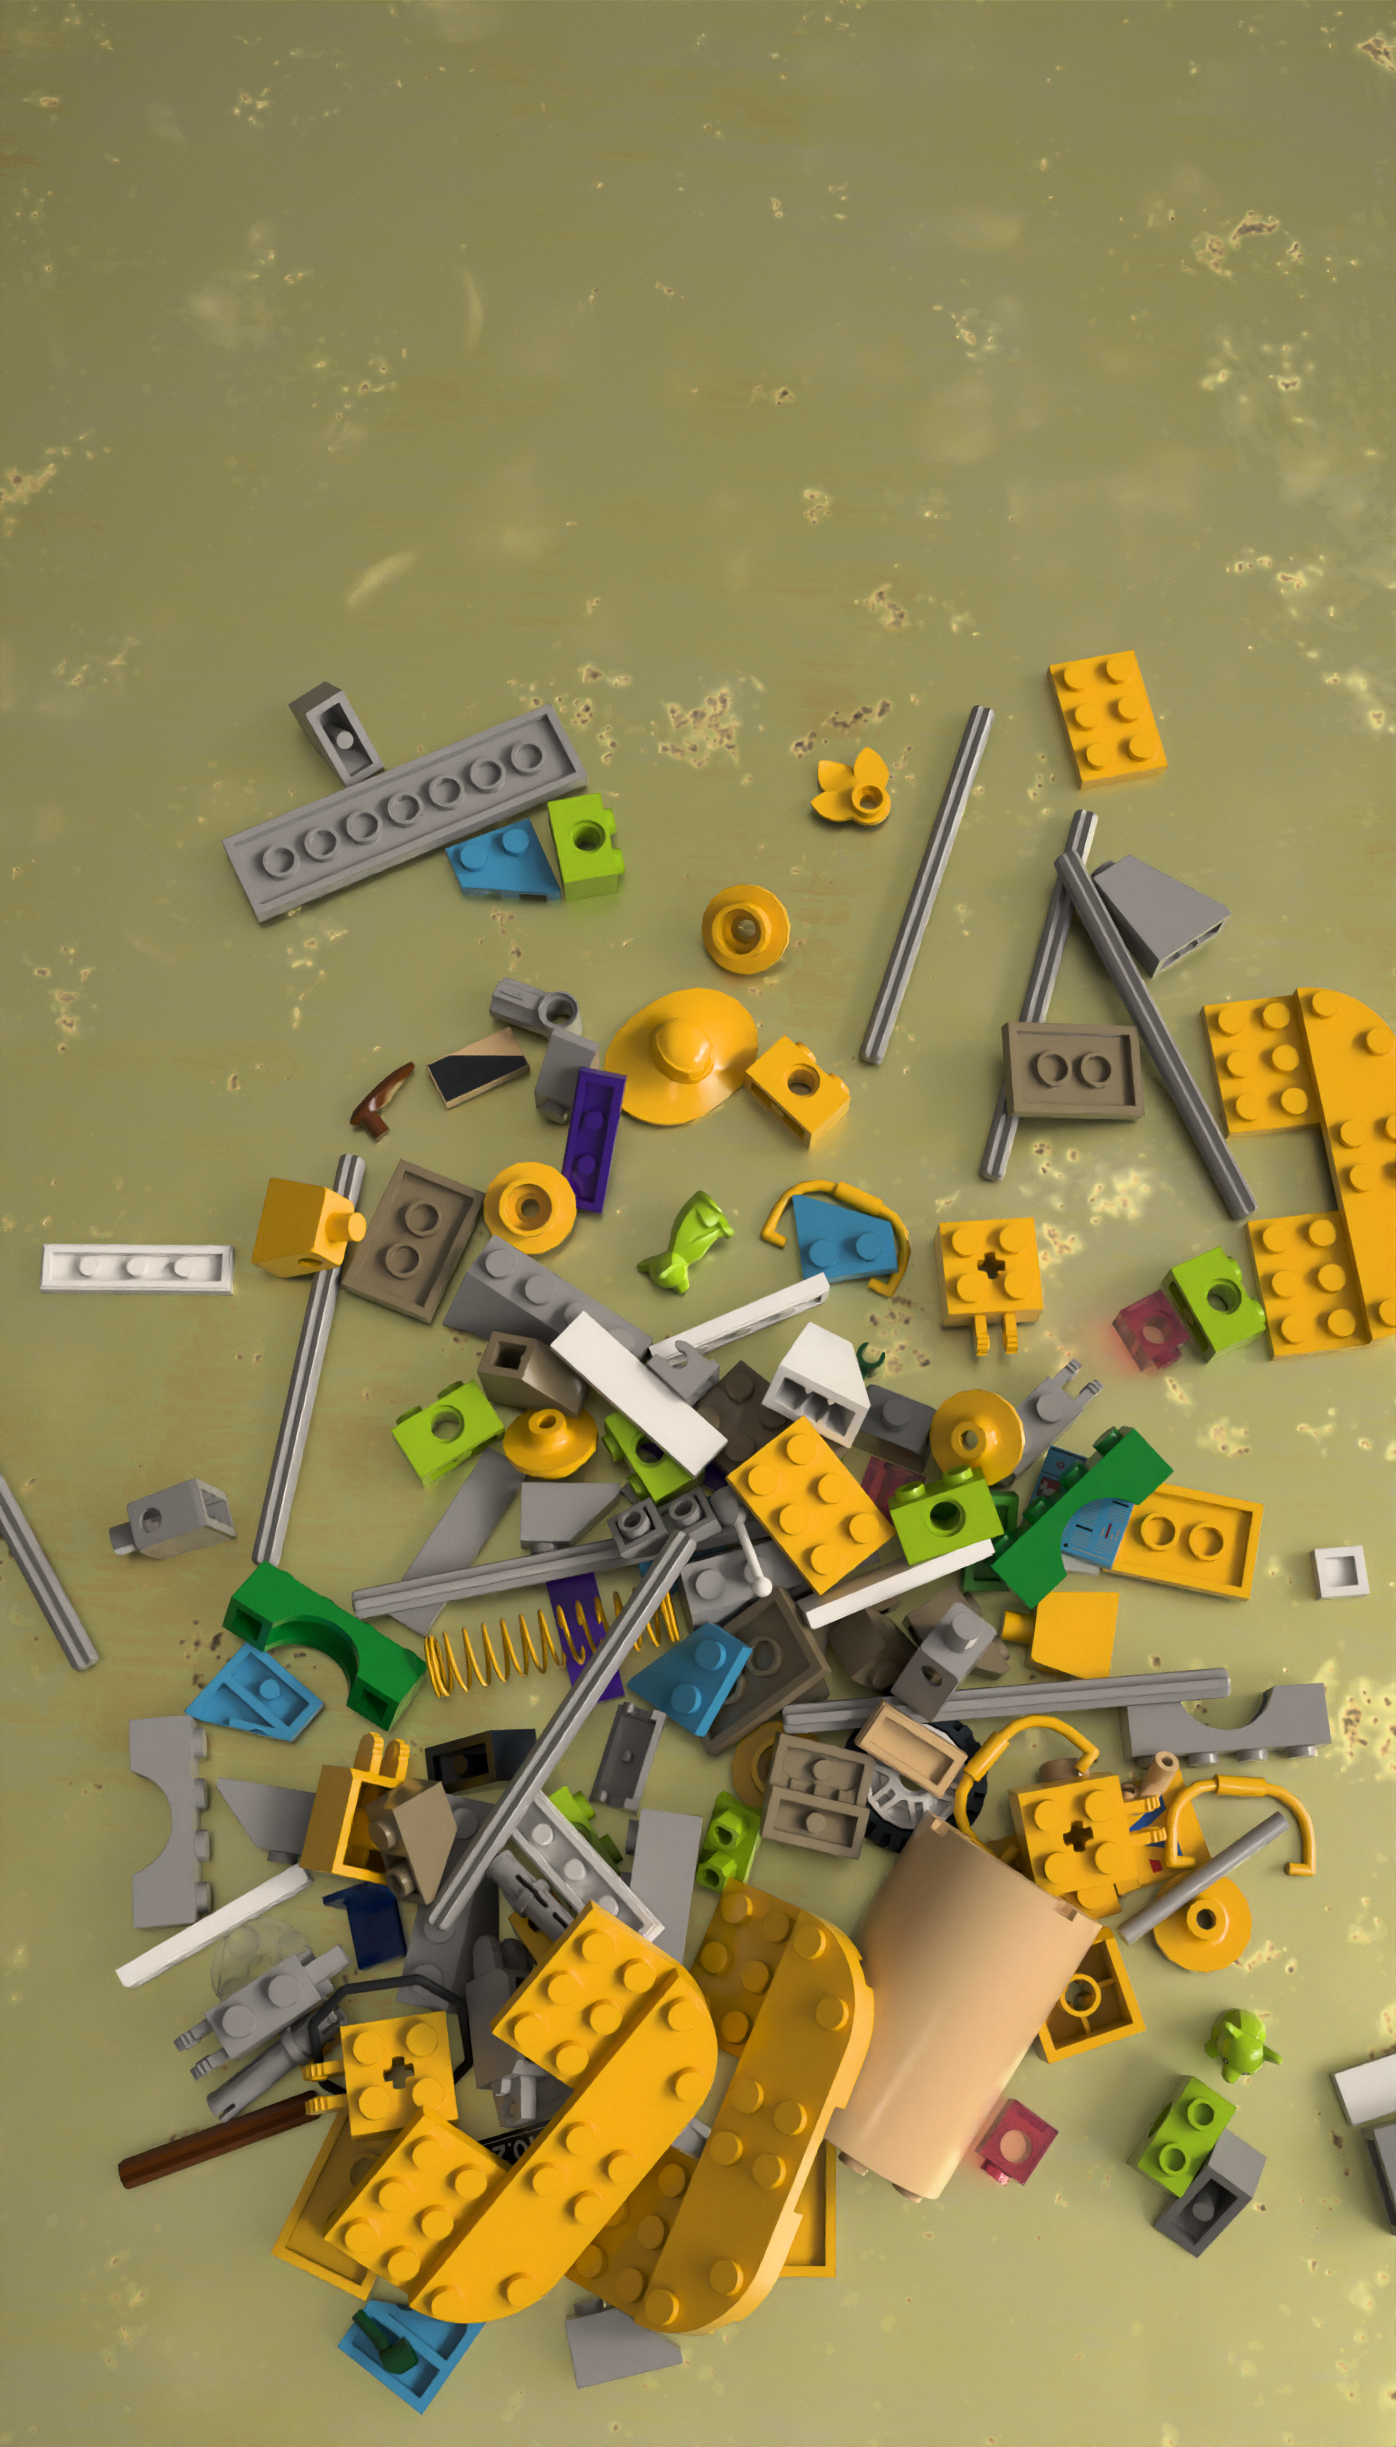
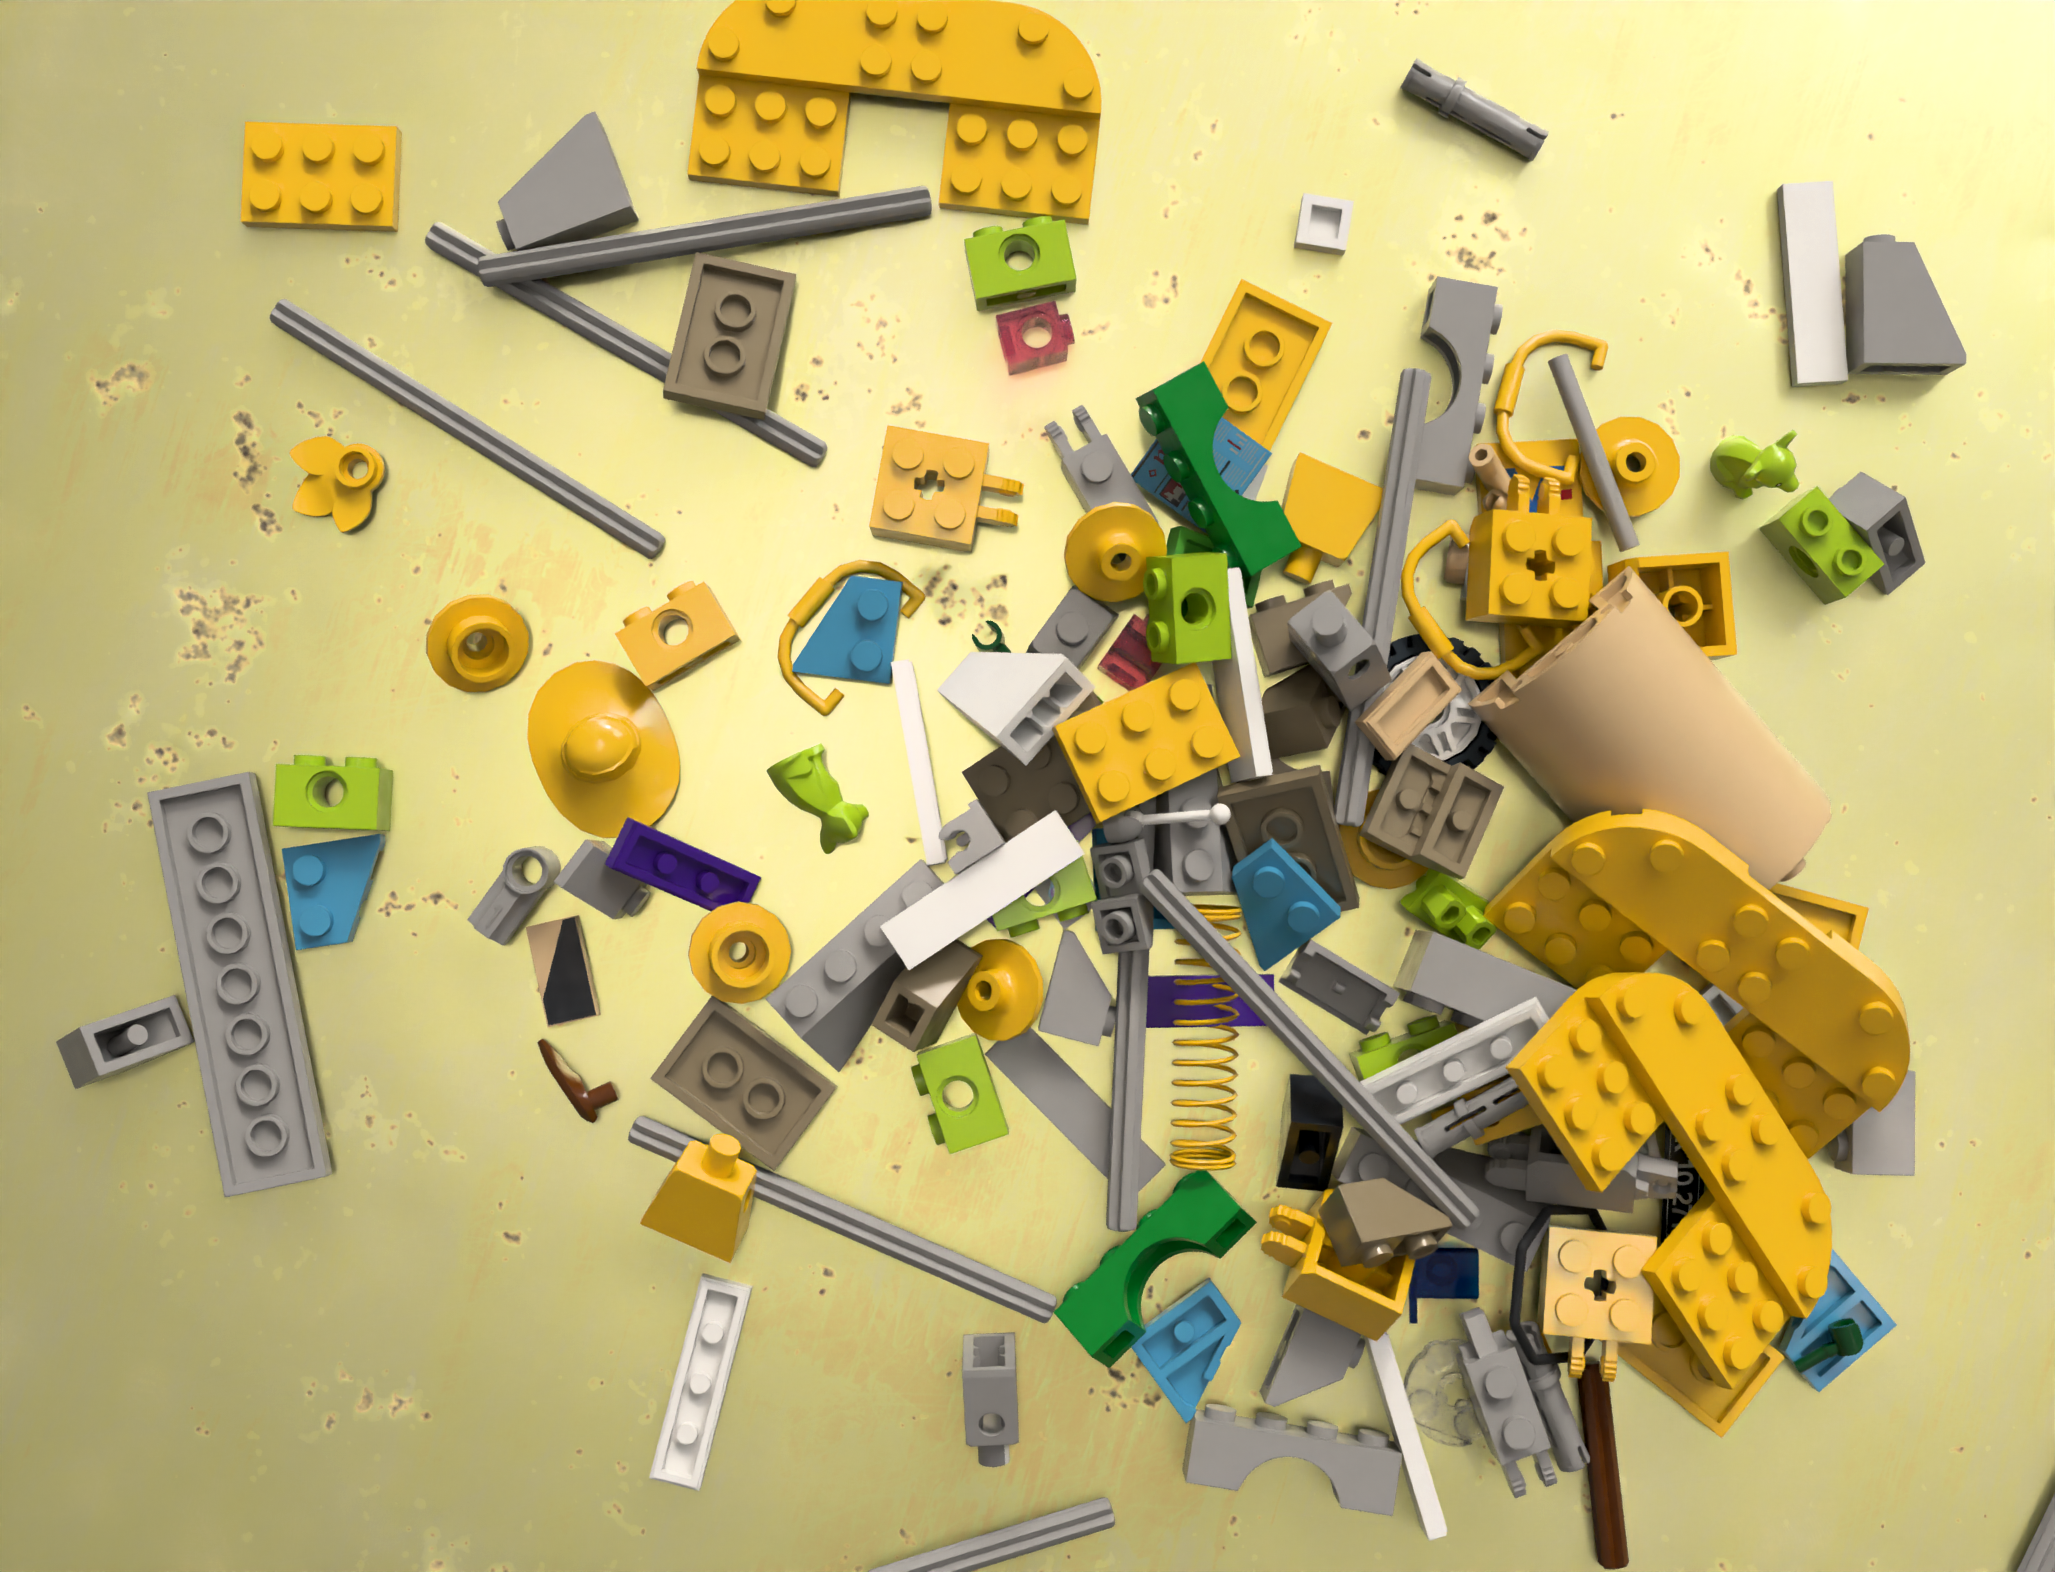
camera: 80 degrees left, 15 degrees up
(1037, 2136) = (1767, 702): clear pink brick -> none

